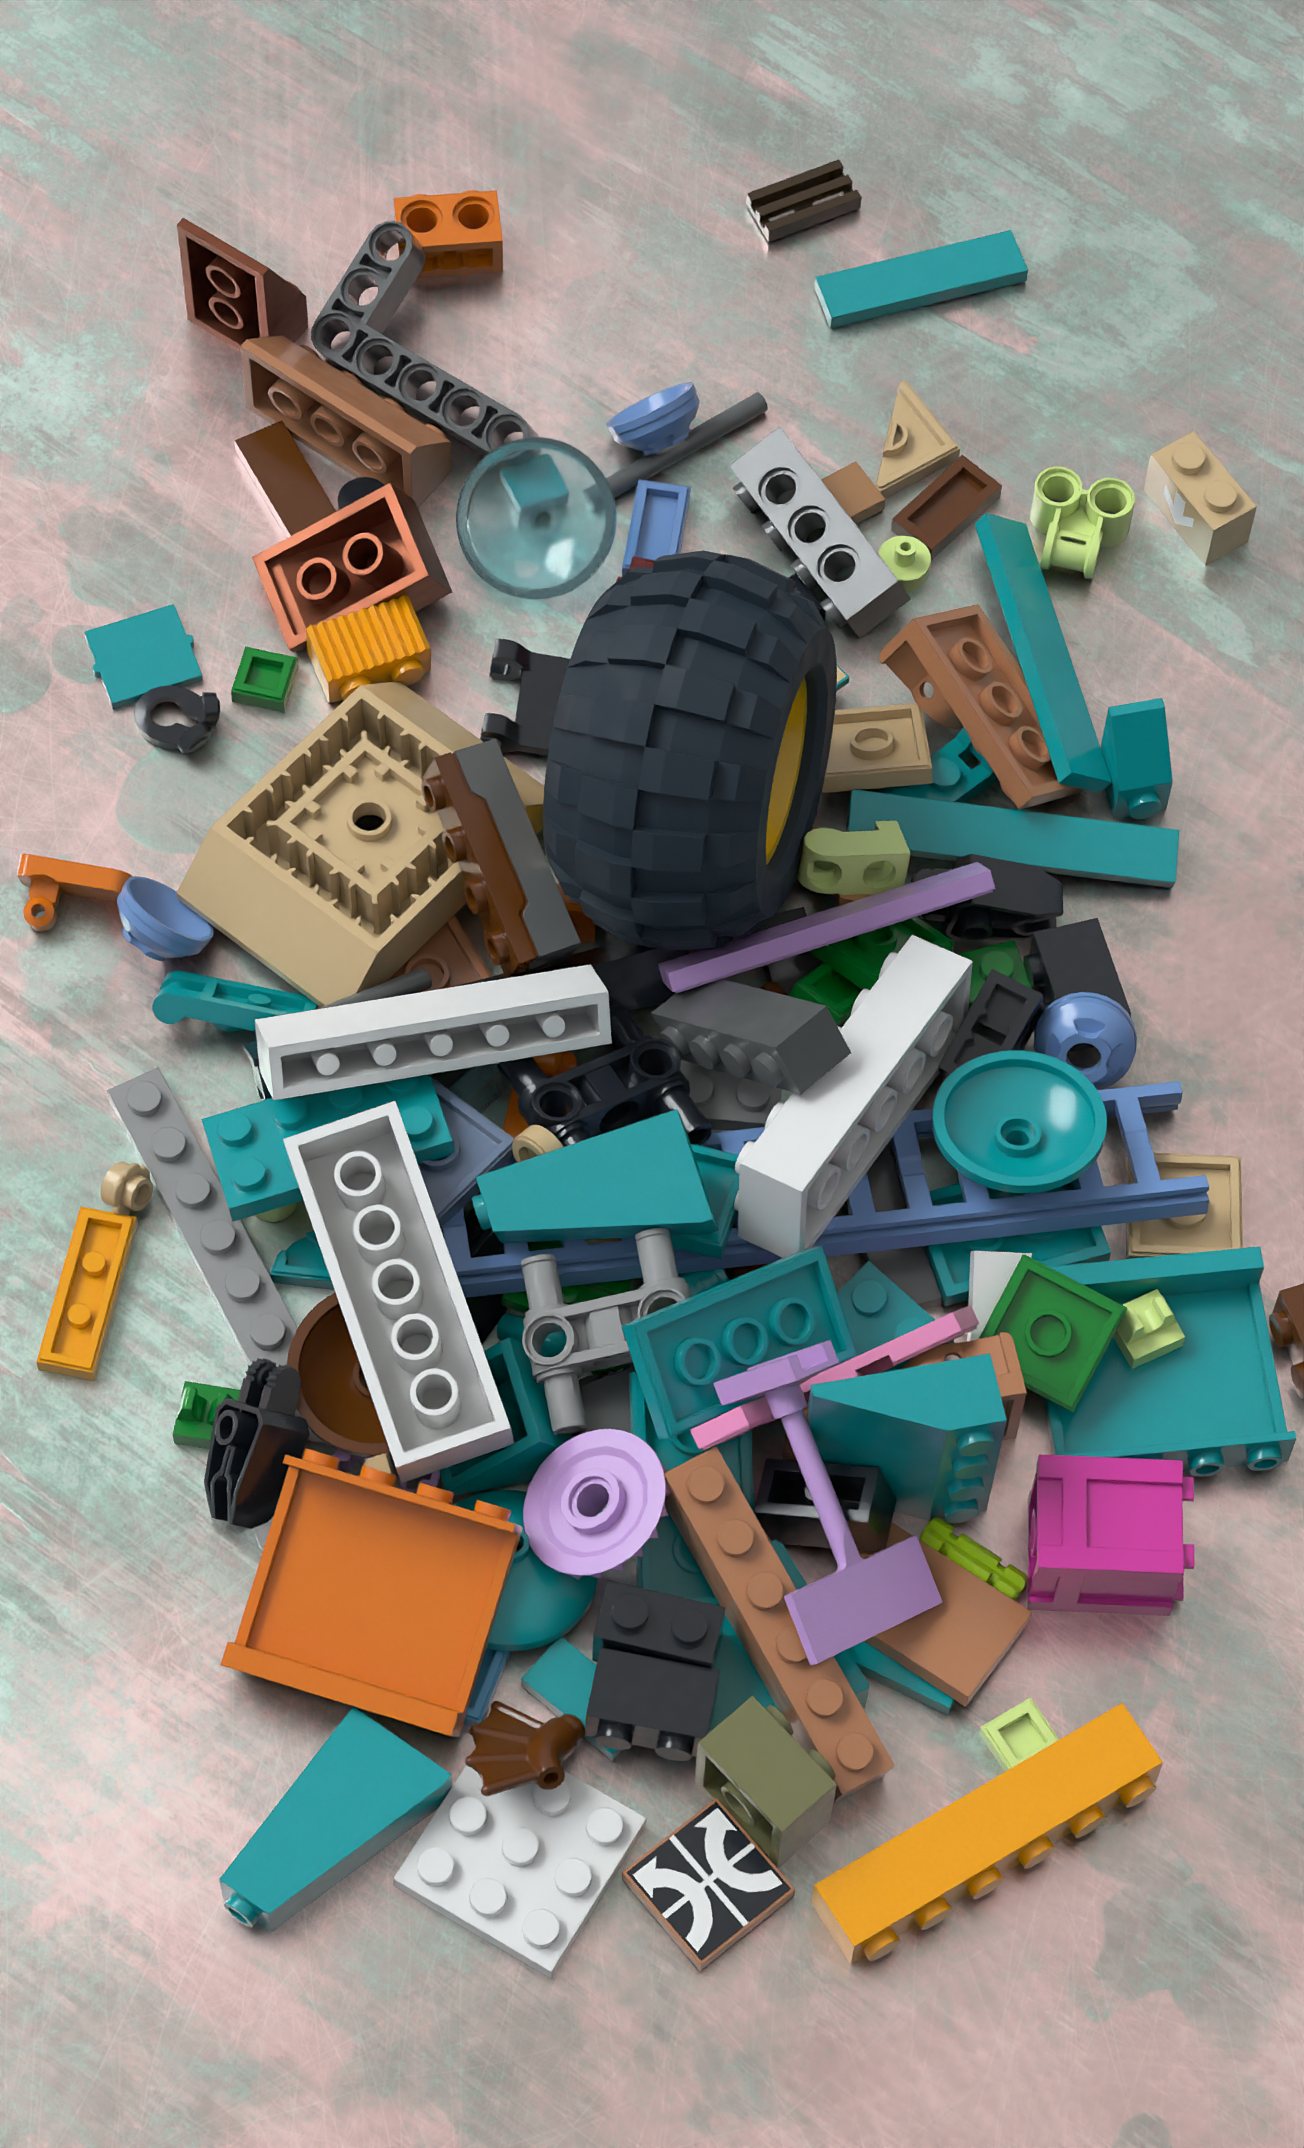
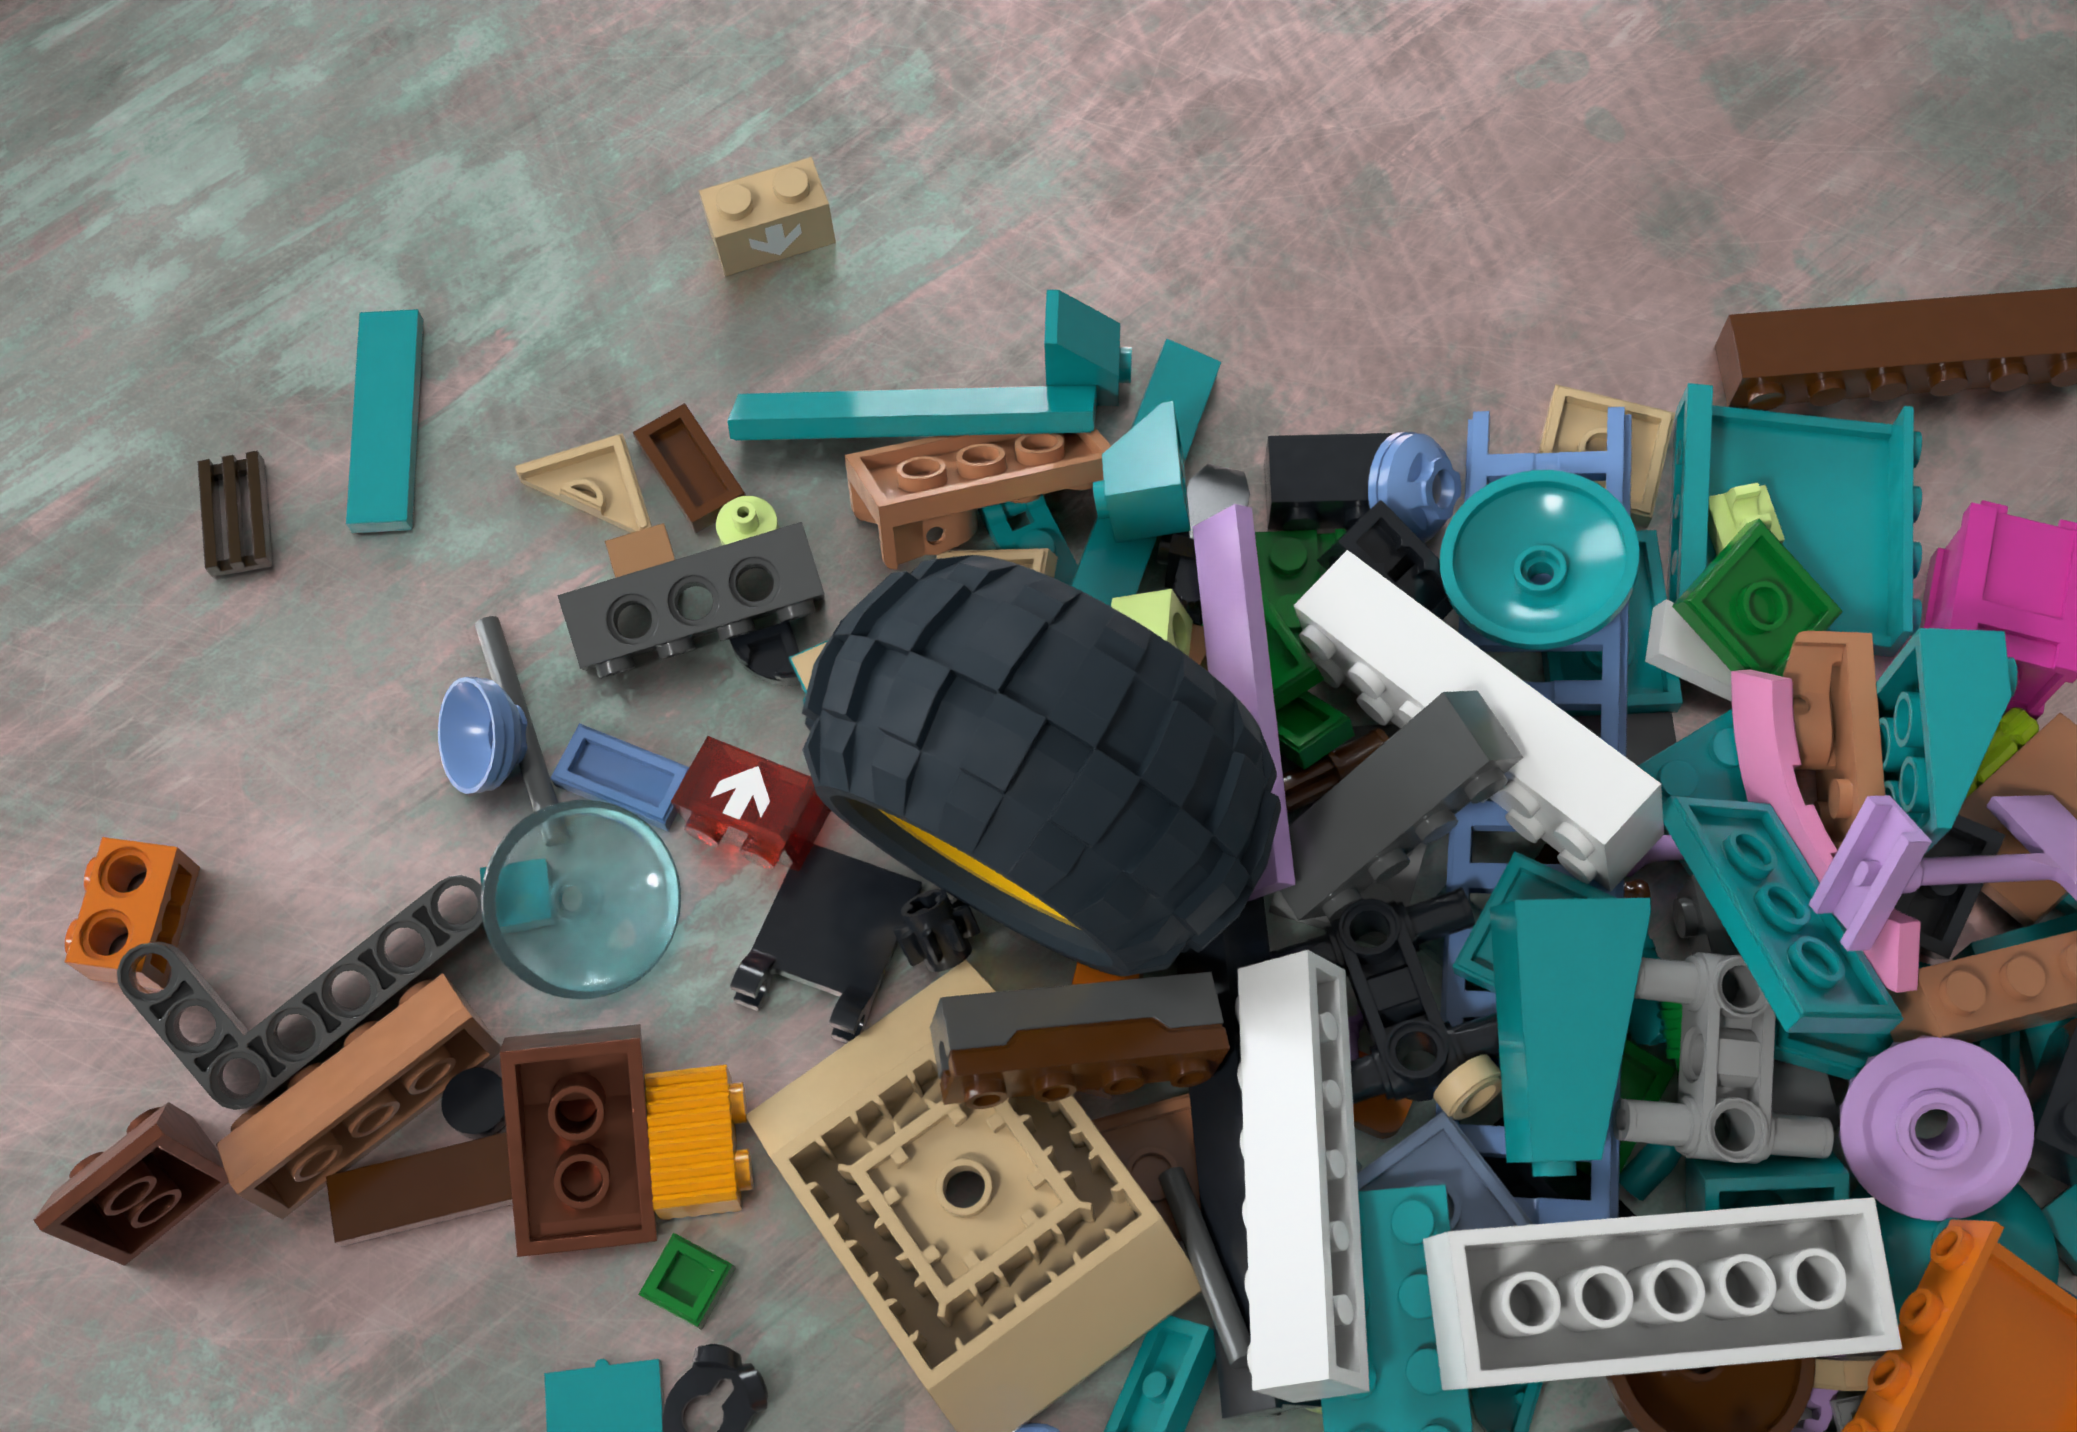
camera: 70 degrees left, 5 degrees up
(1018, 823) = (1145, 480): none -> slope
(1077, 524) = (764, 341): yellowish green piece -> none

